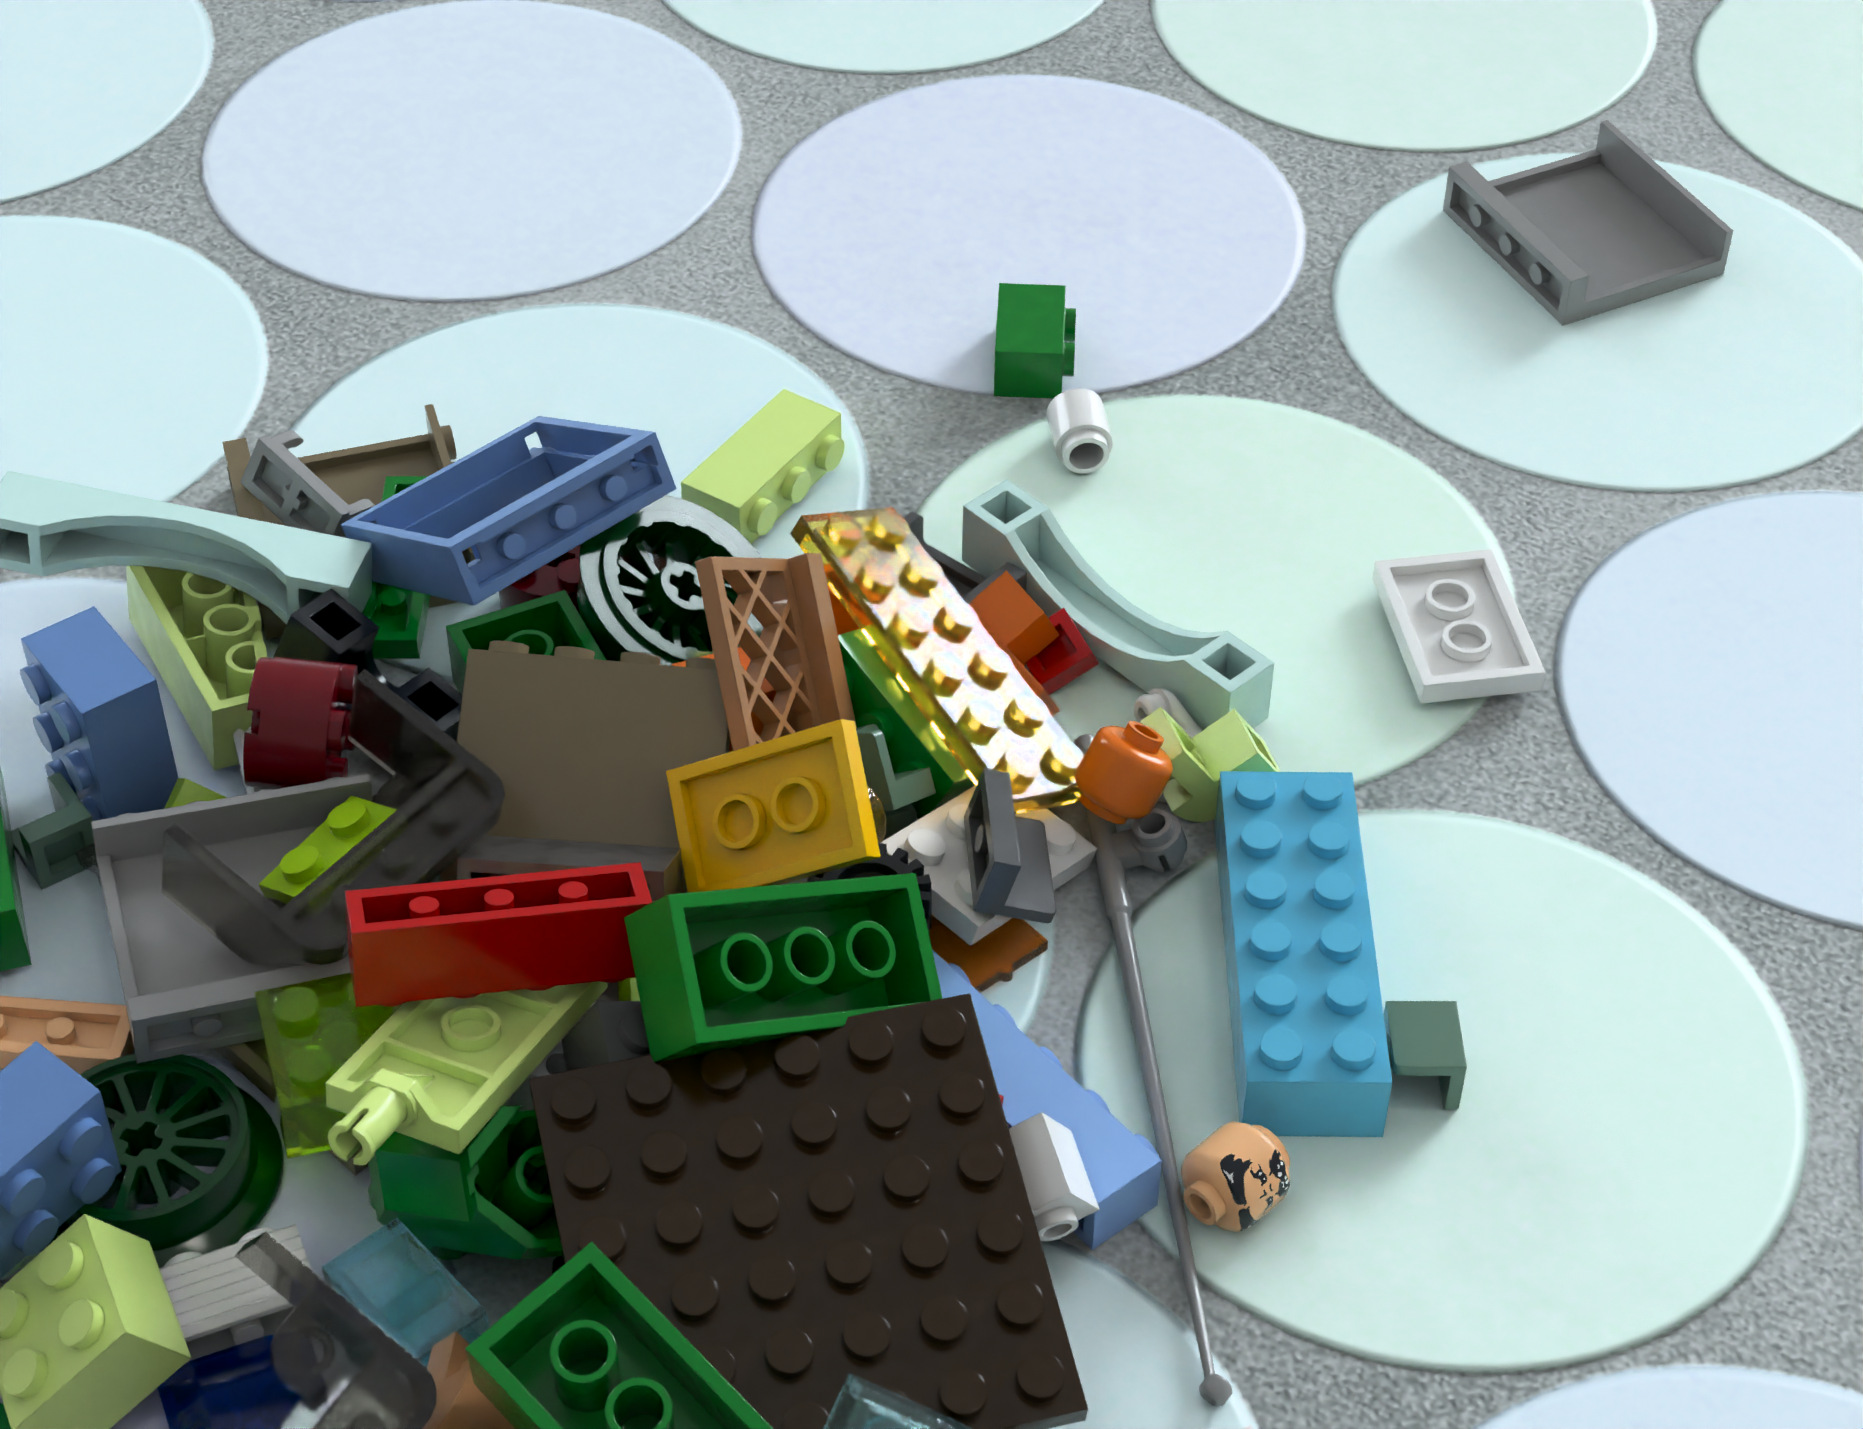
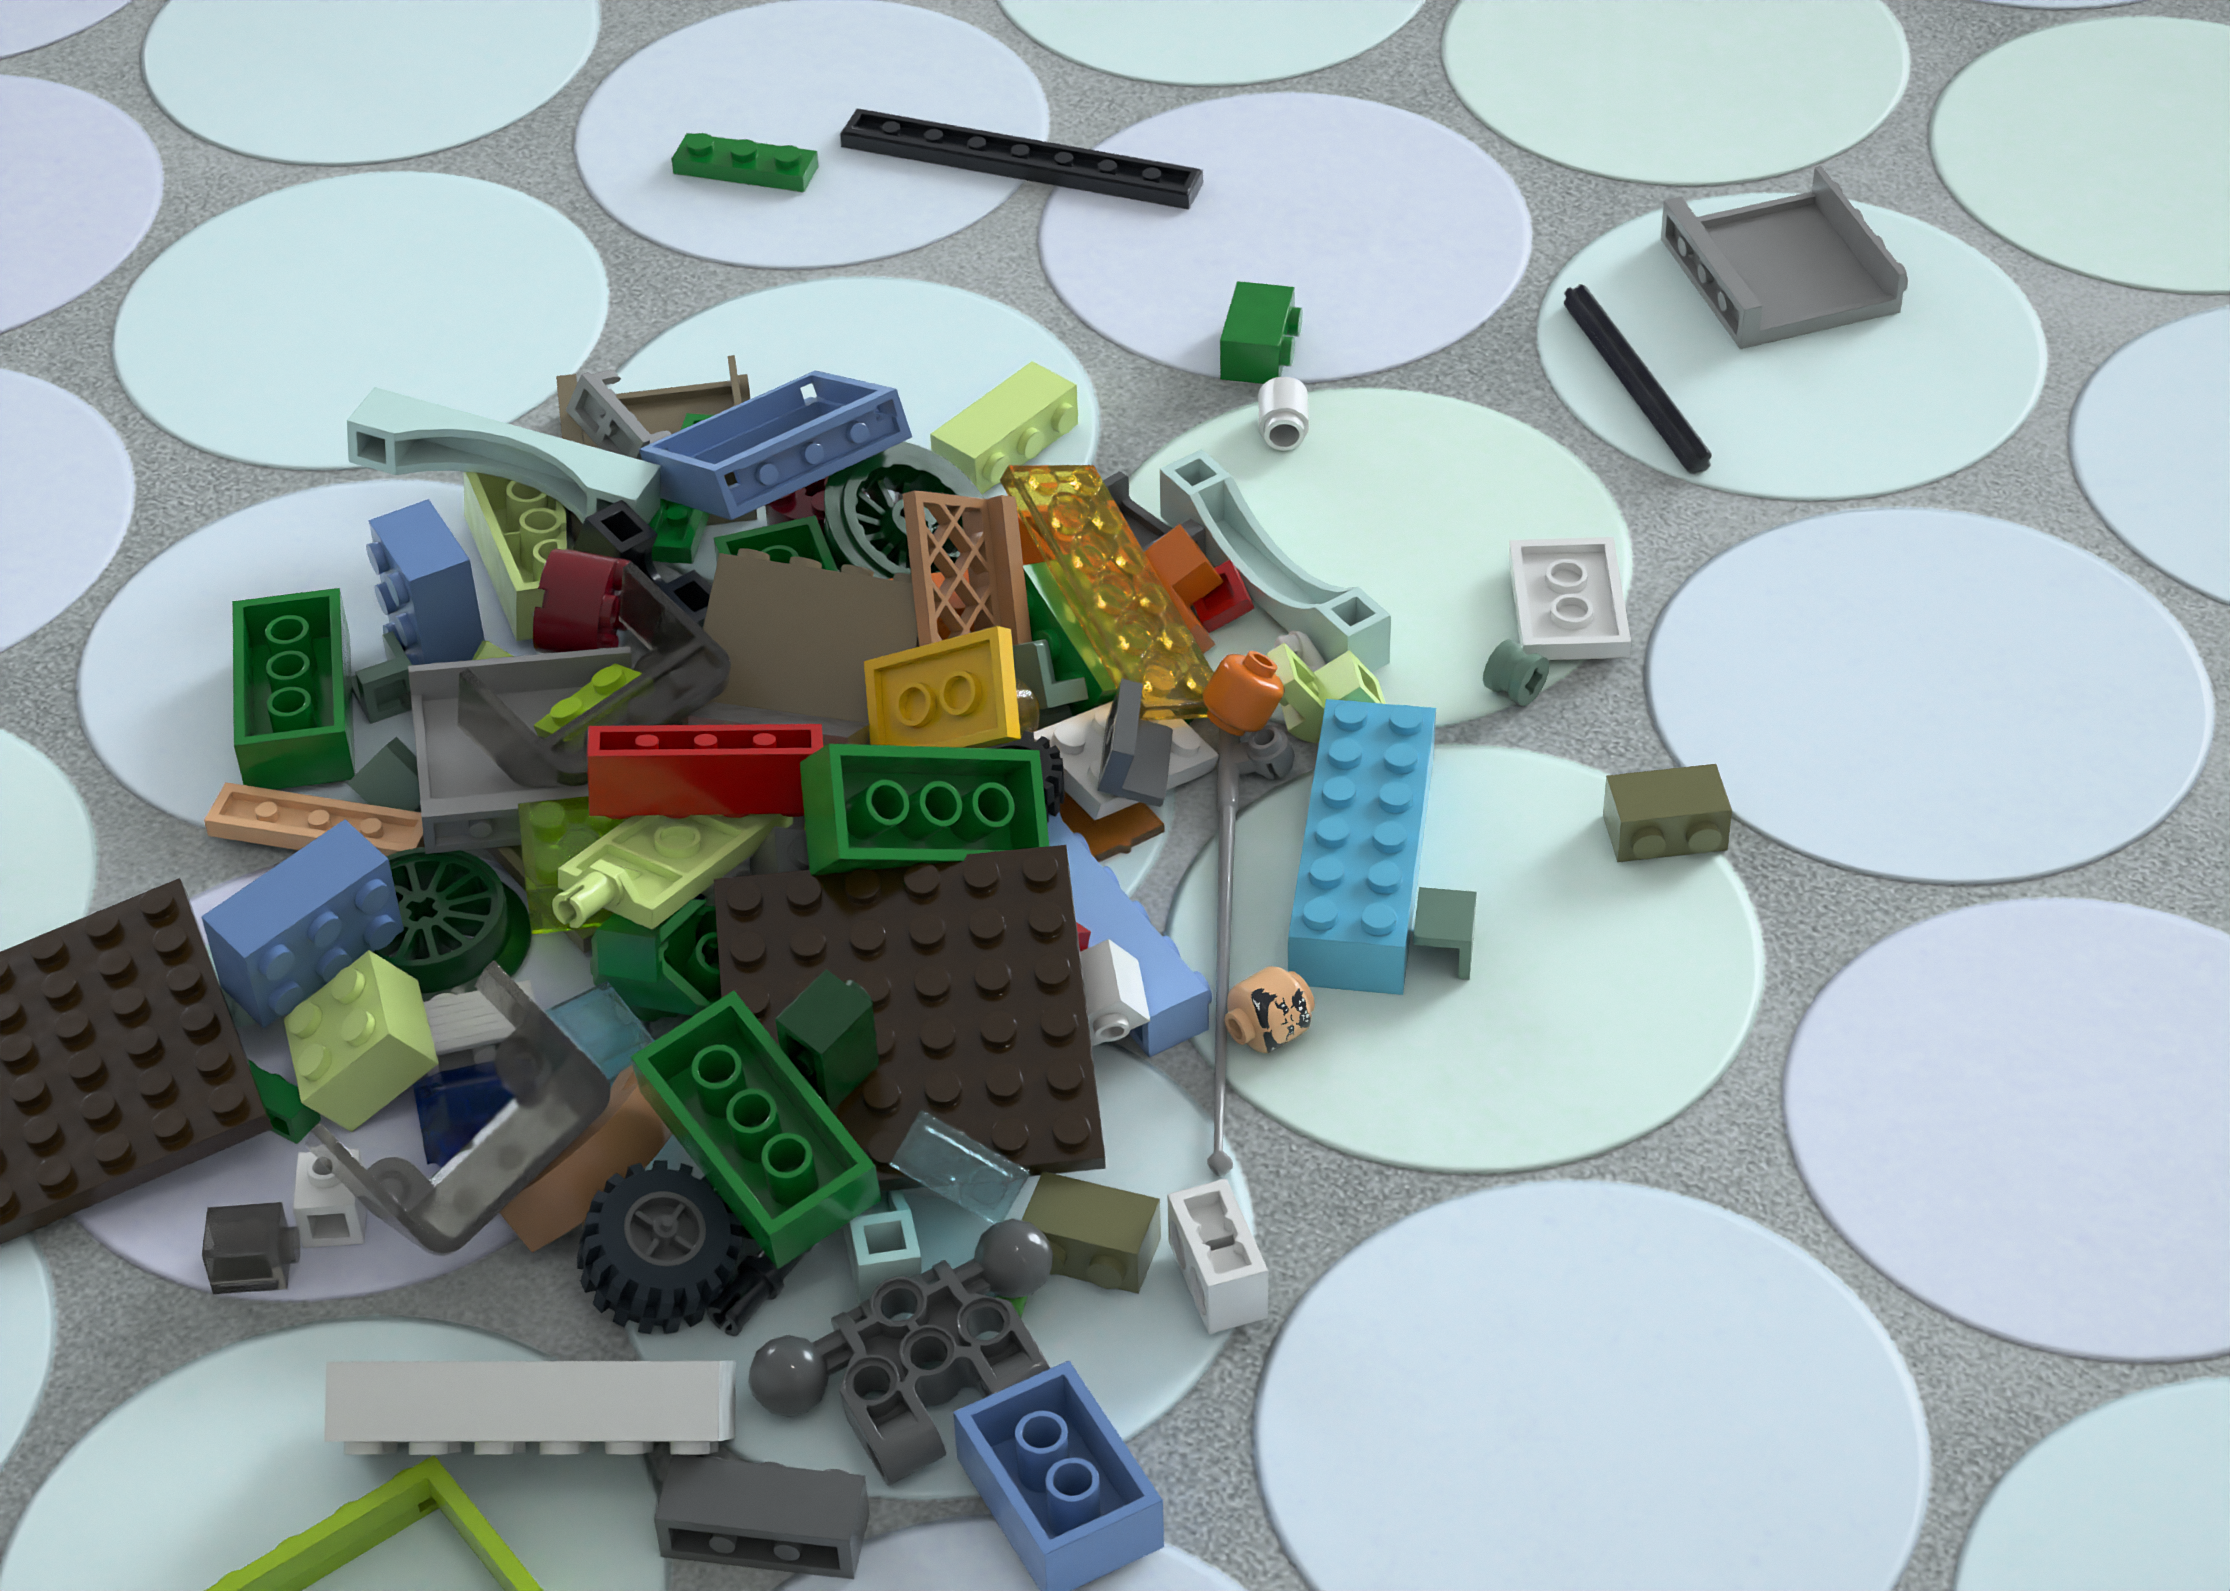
camera: 10 degrees right, 0 degrees up
(78, 963) = (390, 778): none -> sand green panel
(404, 183) = (745, 162): none -> green plate
(719, 161) = (1022, 158): none -> black tile
(725, 1289) = (830, 1036): none -> dark green brick
(1421, 719) = (1516, 672): none -> sand green wheel
(1465, 367) = (1637, 379): none -> black axle
(1642, 878) = (1667, 812): none -> olive brick

